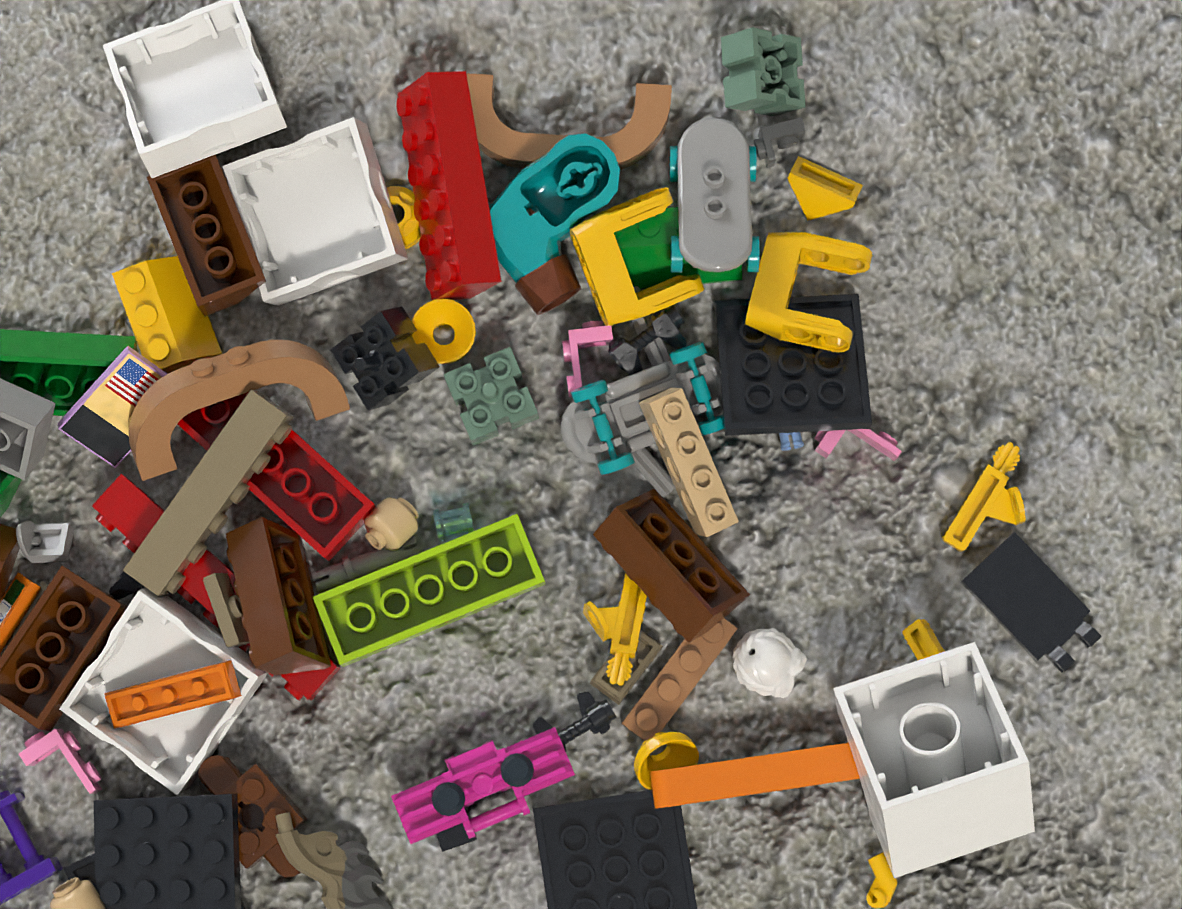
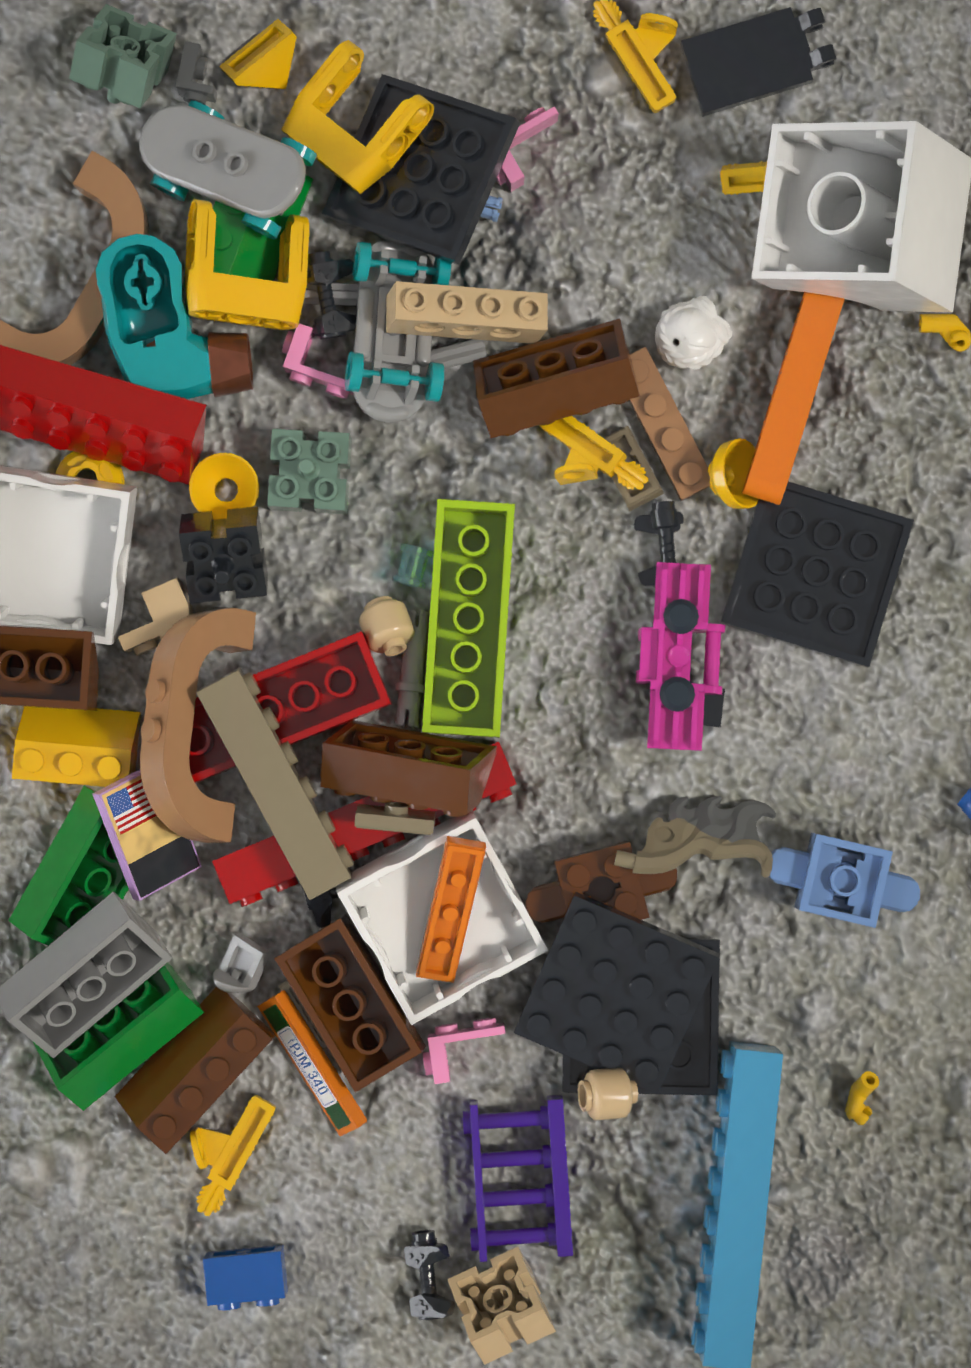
camera: 60 degrees left, 5 degrees up
(319, 331) = (166, 606): none -> tan brick

